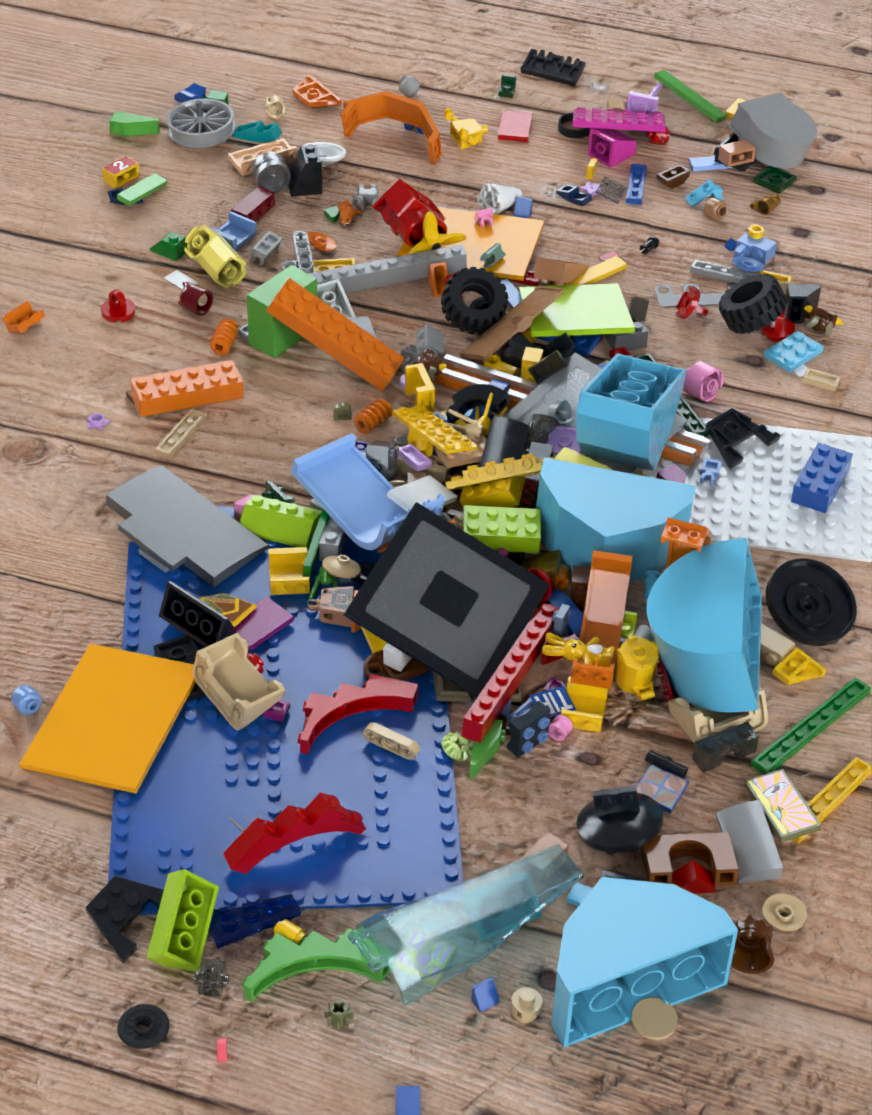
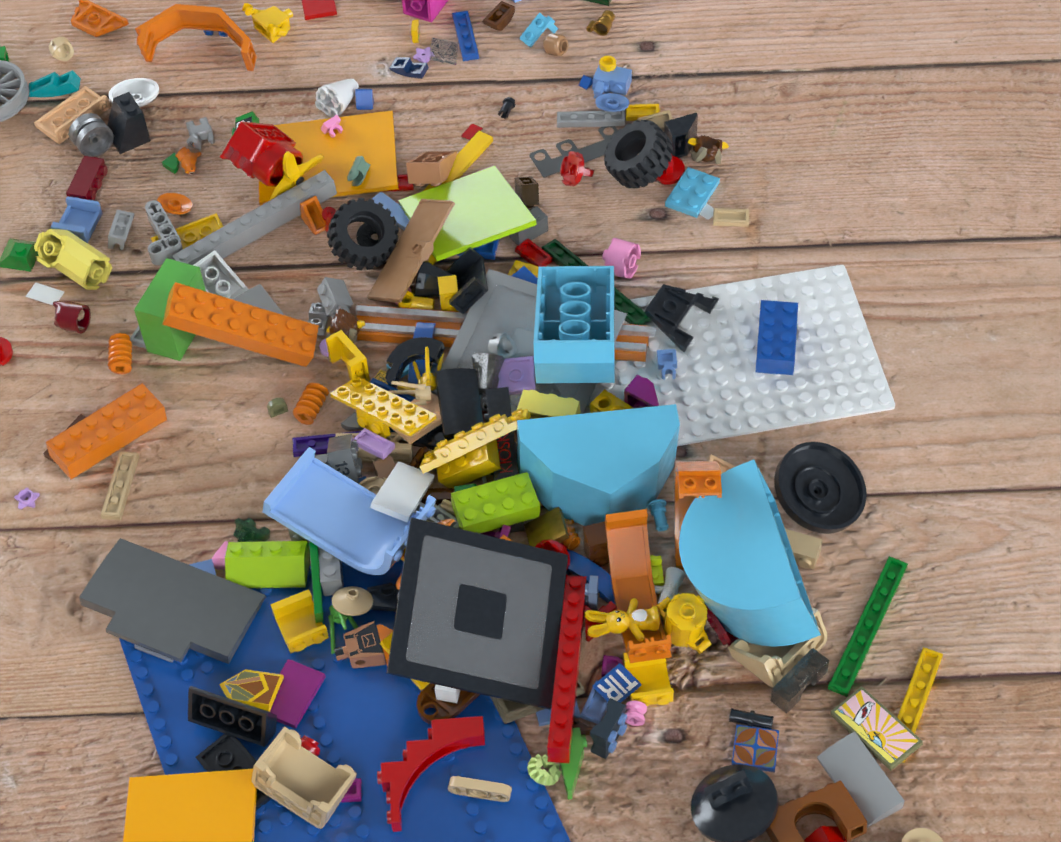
camera: 15 degrees left, 10 degrees up
(798, 668) = (832, 564): yellow wing -> none

